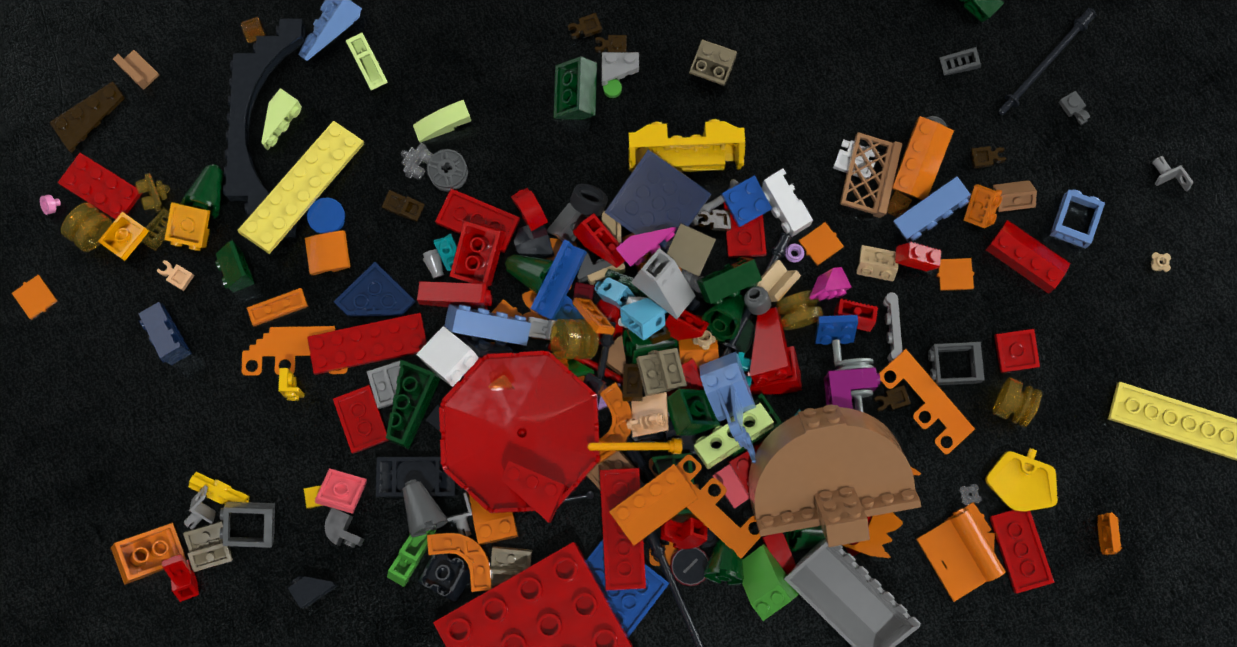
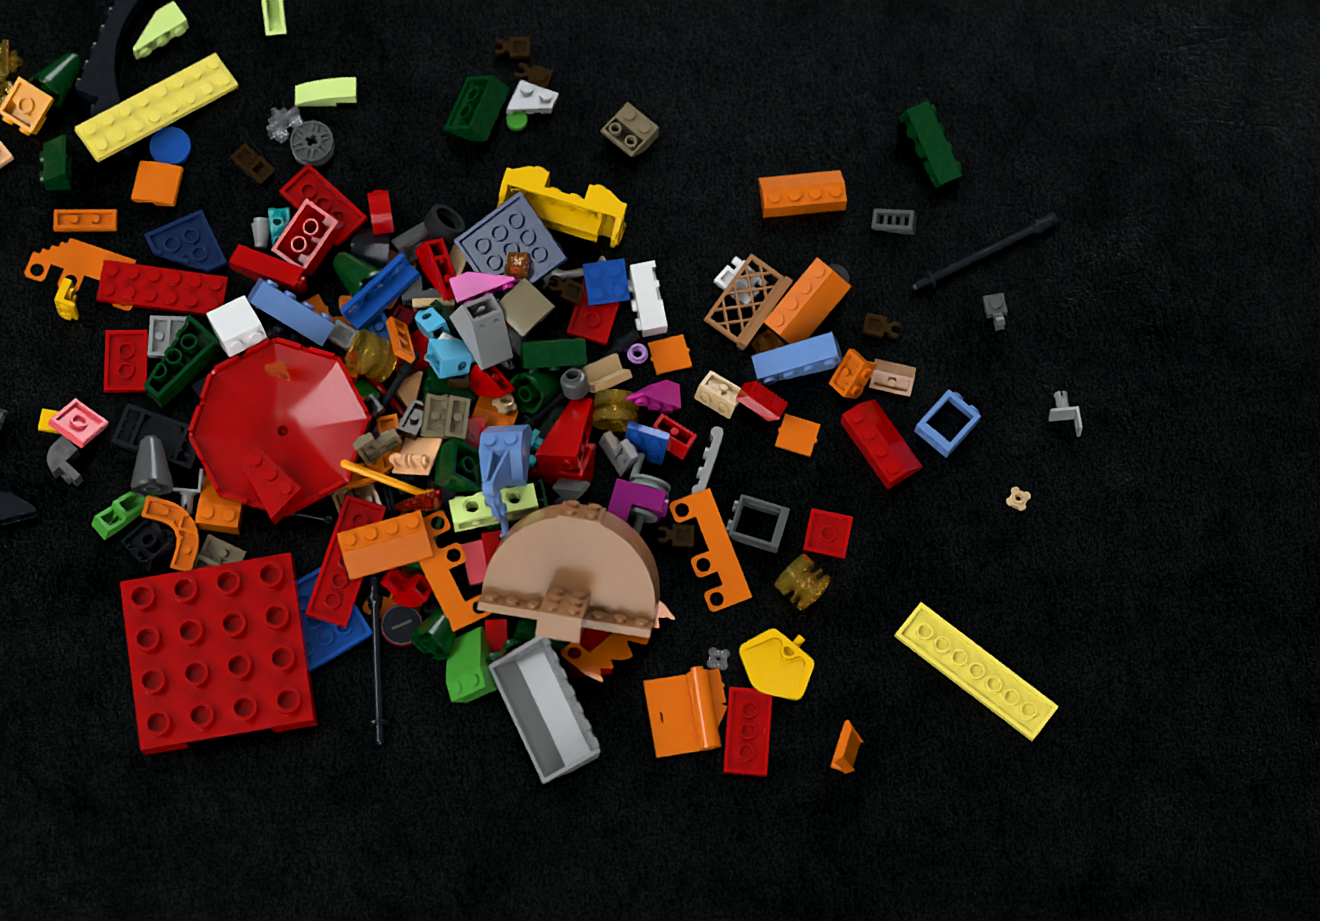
camera: 15 degrees right, 5 degrees down
(606, 423) = (373, 449): none -> dark tan plate
(669, 214) = (517, 264): none -> clear orange slope
(673, 454) = (425, 501): none -> clear red slope
(789, 397) = (569, 489): none -> dark grey slope
(797, 556) = (509, 646): none -> dark green plate
(818, 349) = (621, 454): none -> light grey plate
(876, 65) = (802, 193): none -> orange slope

